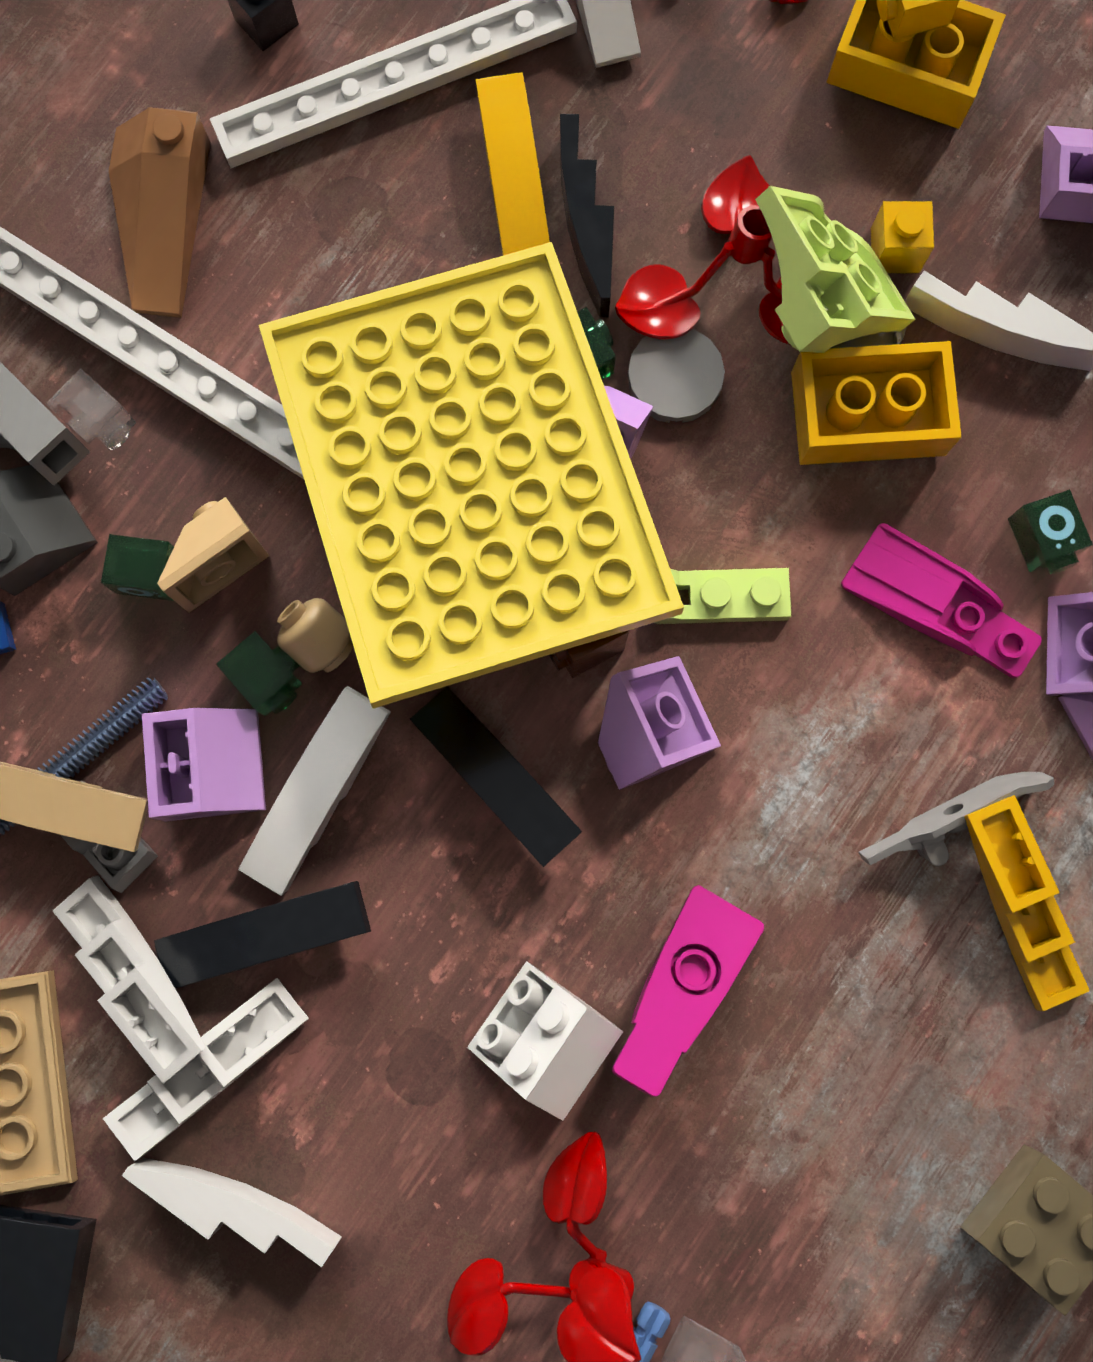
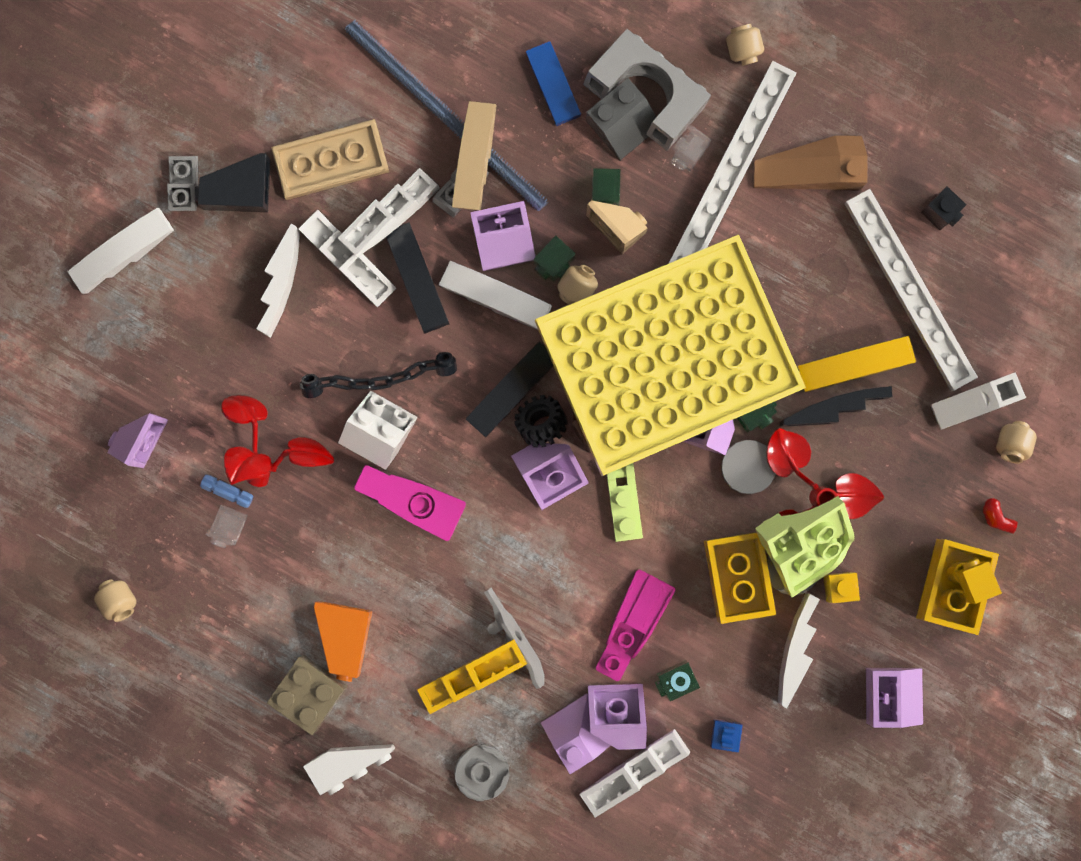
camera: 85 degrees right, 5 degrees up
(446, 1161) = (312, 386): none -> black piece
(583, 721) = (546, 431): none -> black tyre
(936, 1147) = (343, 637): none -> orange slope

